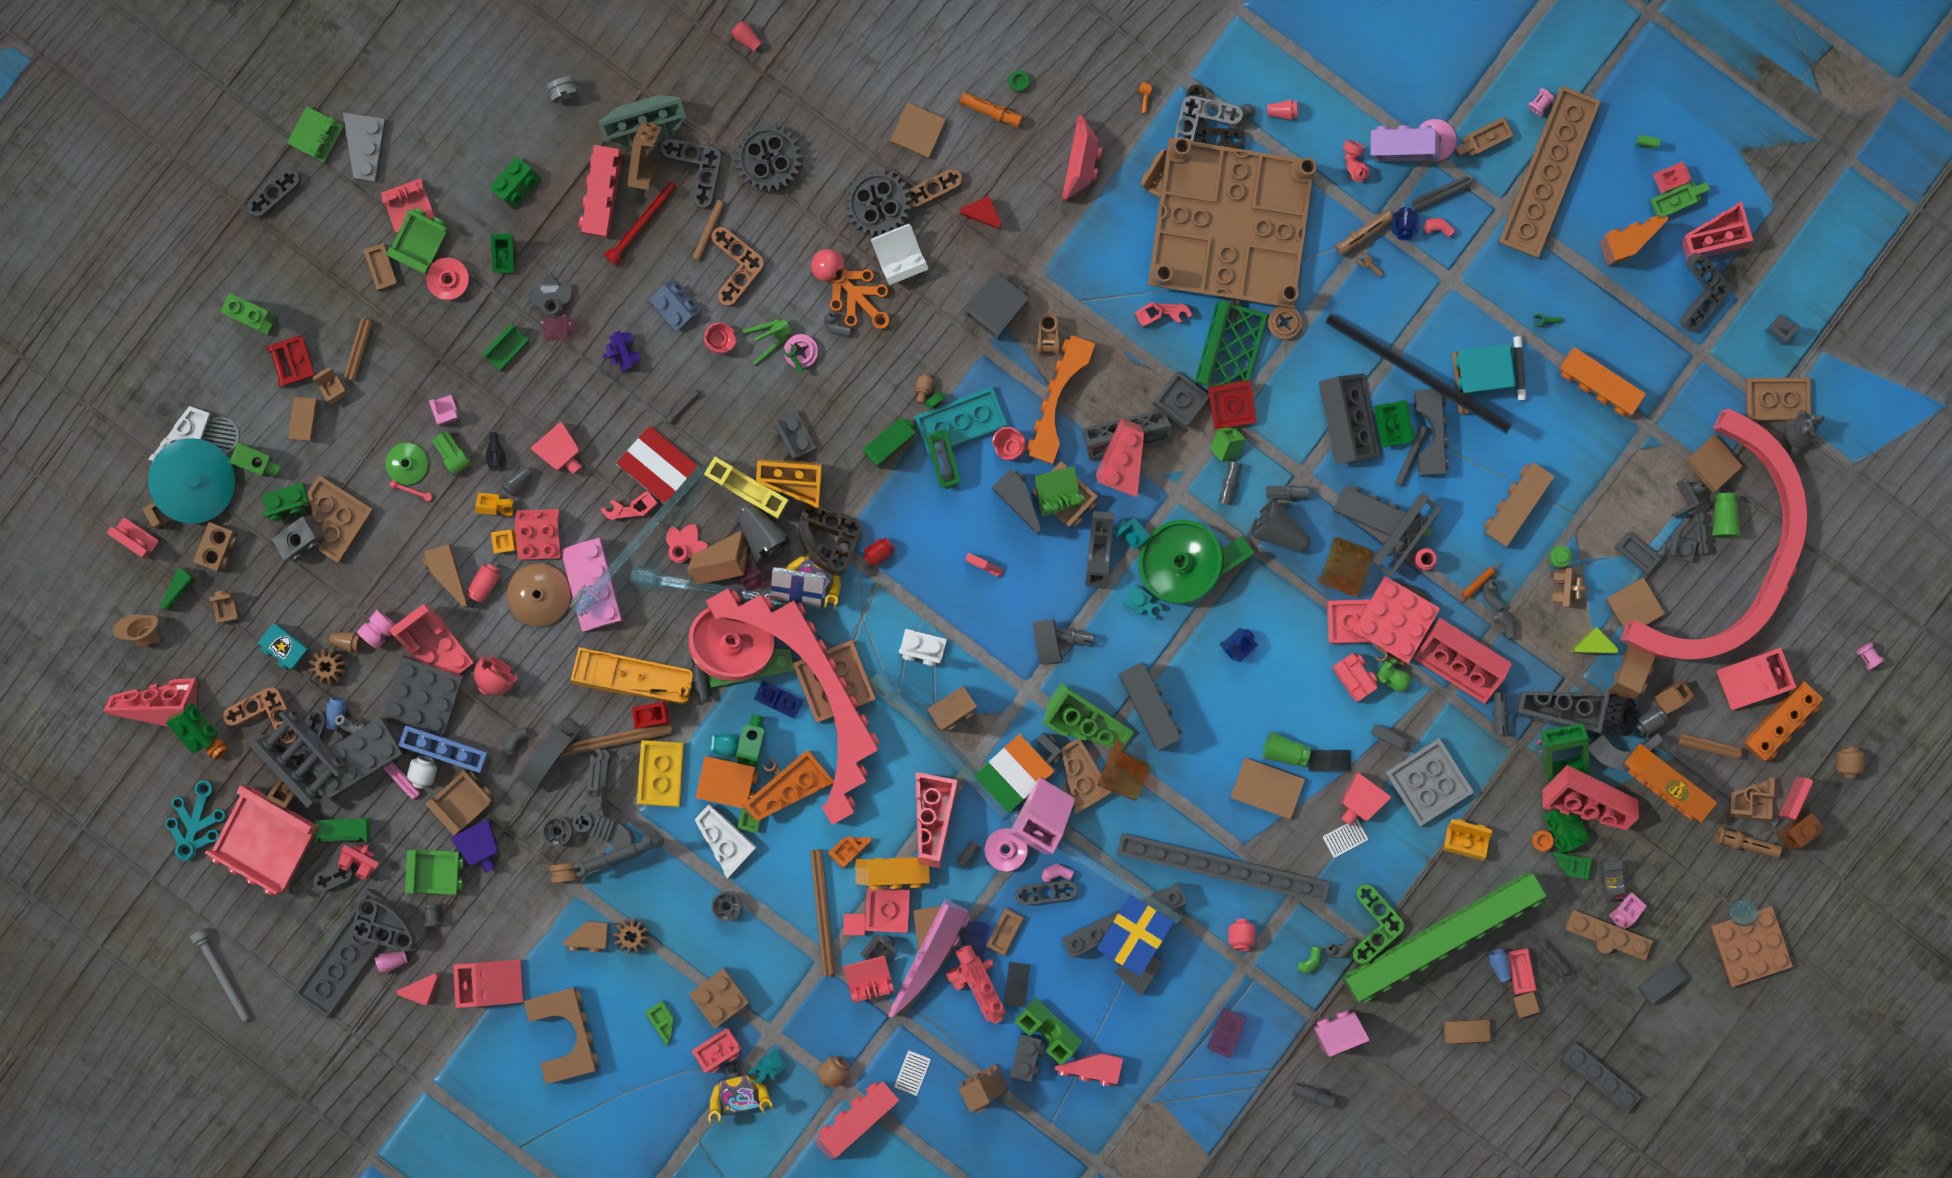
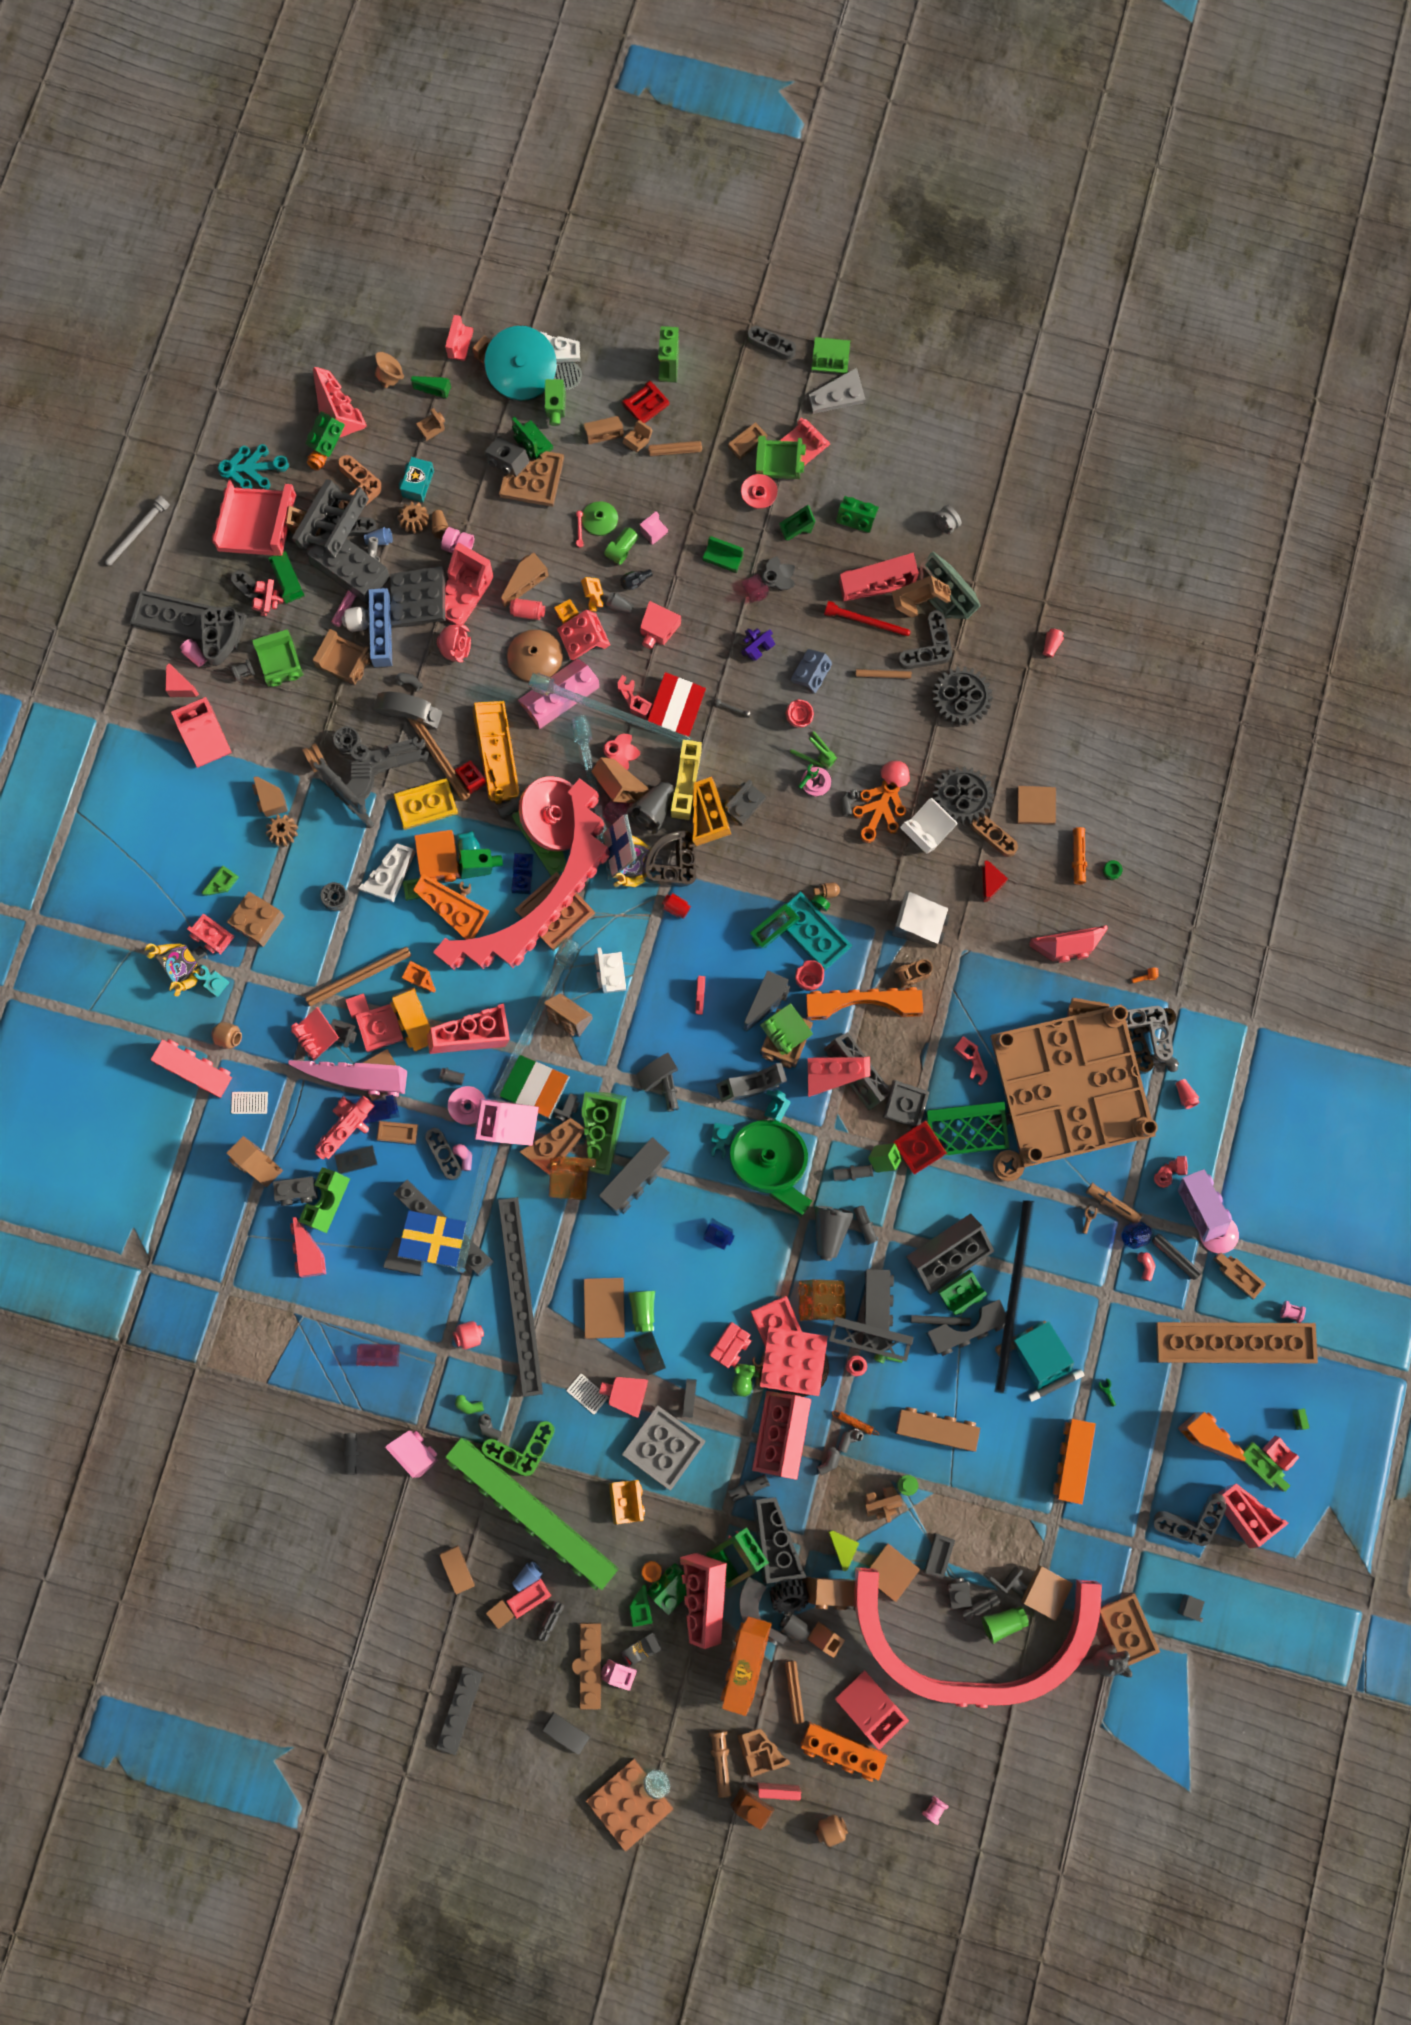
camera: 70 degrees right, 10 degrees down
(209, 544) = (476, 396): medium nougat brick -> none
(478, 845) = (313, 683): dark purple torso -> none
(567, 1005) = (205, 803): medium nougat arch -> none
(744, 268) = (865, 713): nougat beam -> none
(889, 441) = (770, 877): green slope -> none

